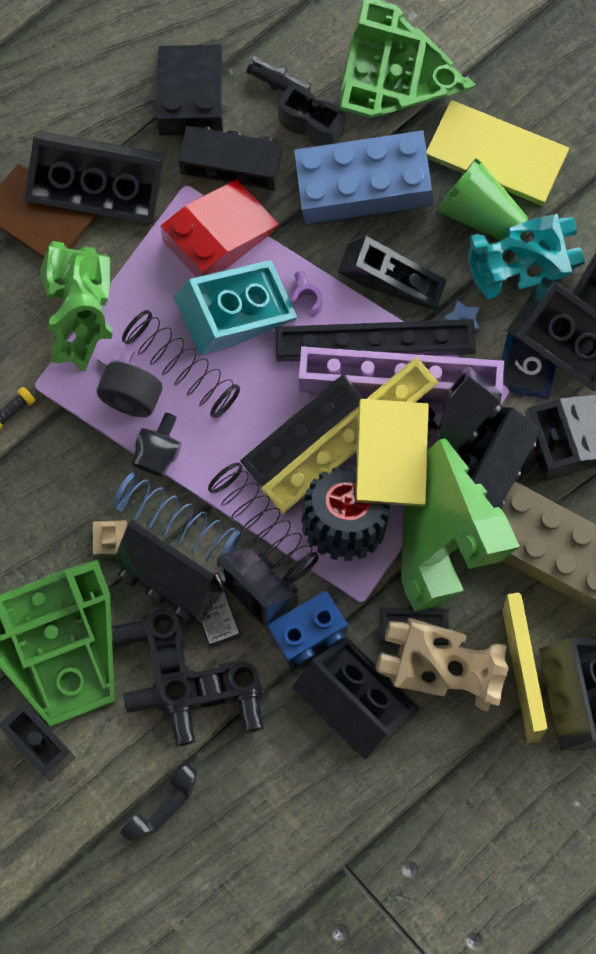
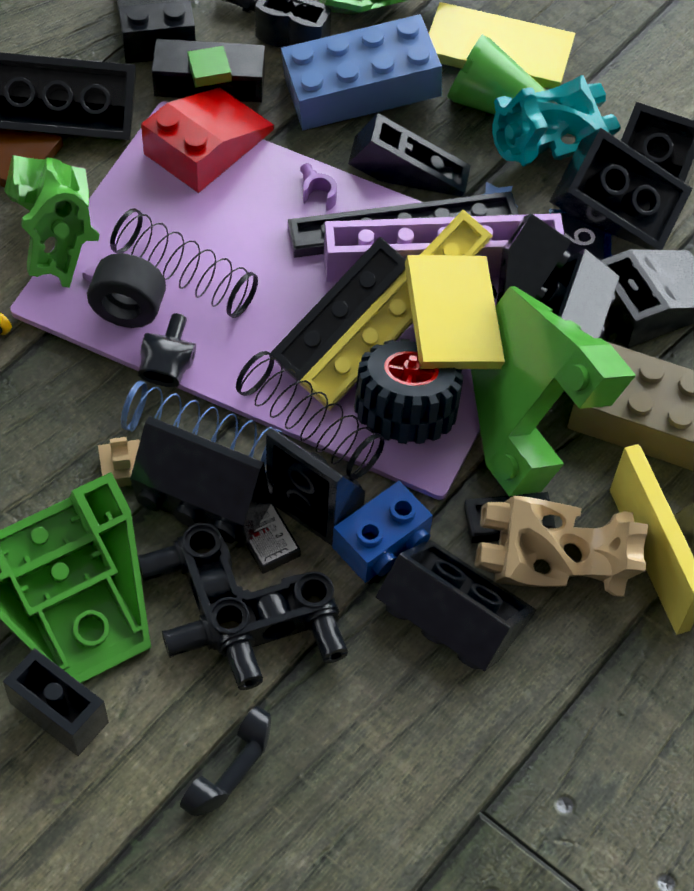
camera: 15 degrees left, 15 degrees down
(228, 164) = (209, 66): none -> bright green tile
(234, 306) = (234, 202): teal slope -> none

